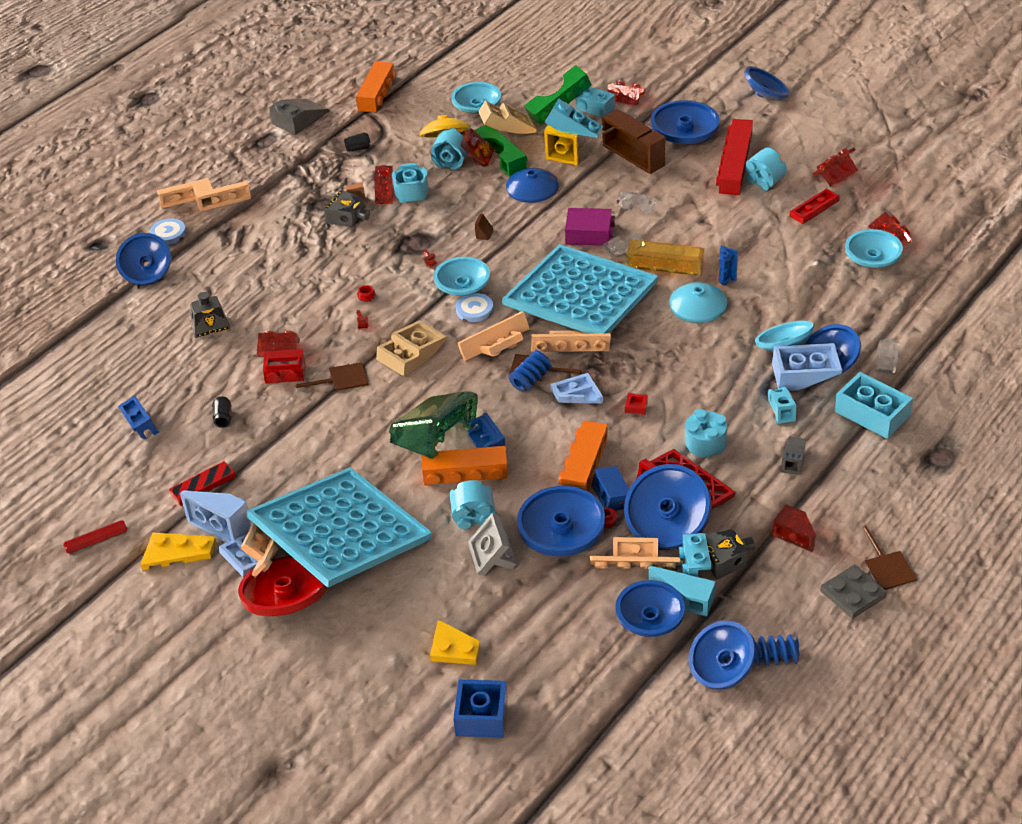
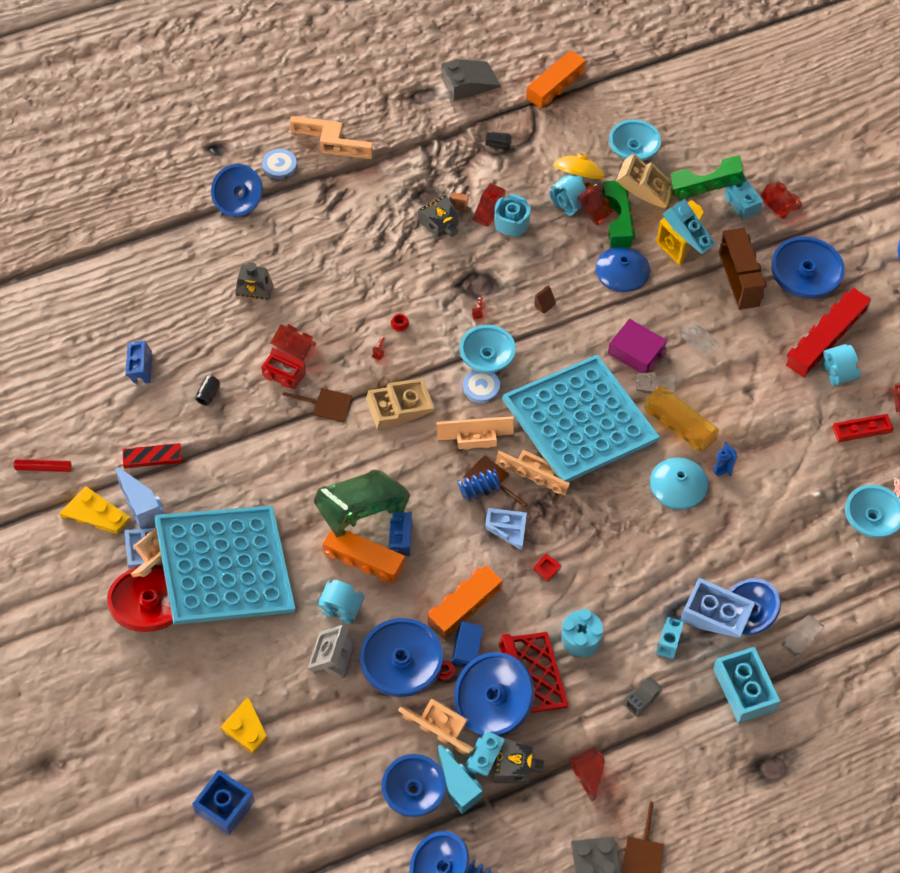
camera: 25 degrees right, 15 degrees up
(785, 335) = (722, 566): medium azure dish -> none

